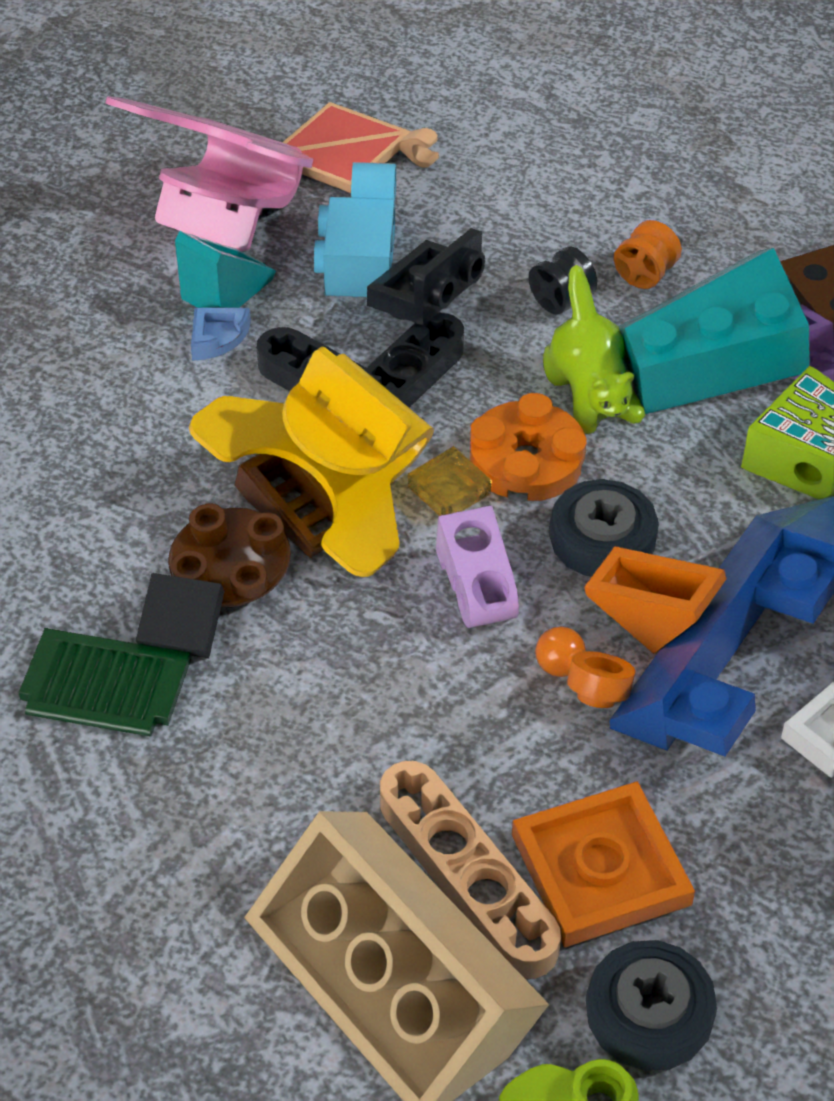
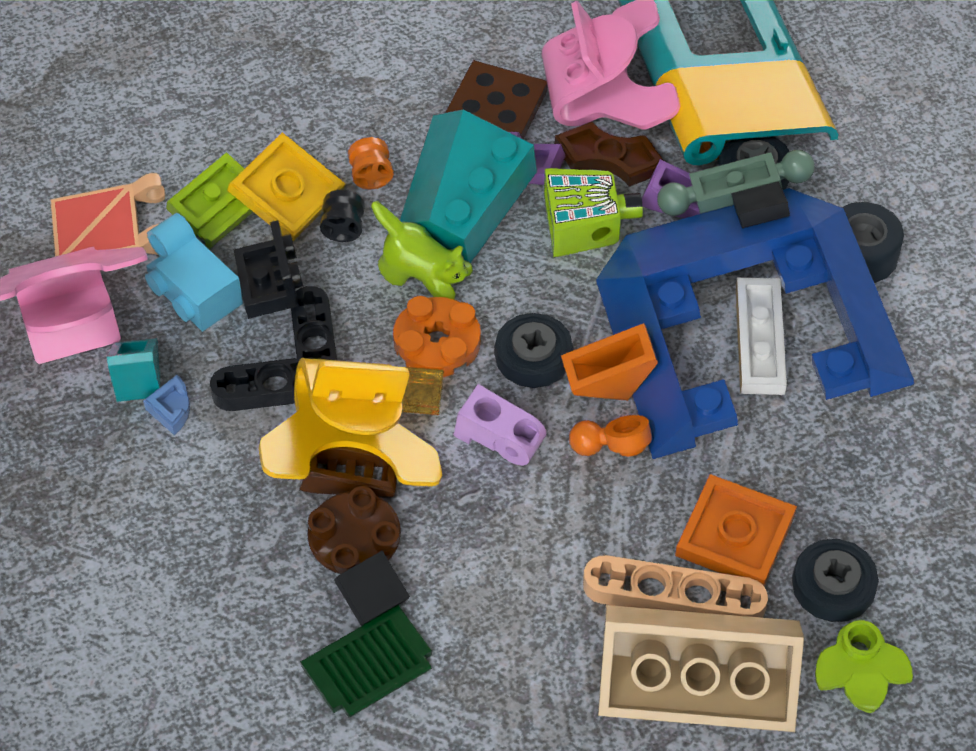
camera: 45 degrees left, 5 degrees up
(467, 193) = (208, 204): none -> lime plate
(539, 215) = (285, 186): none -> yellow tile

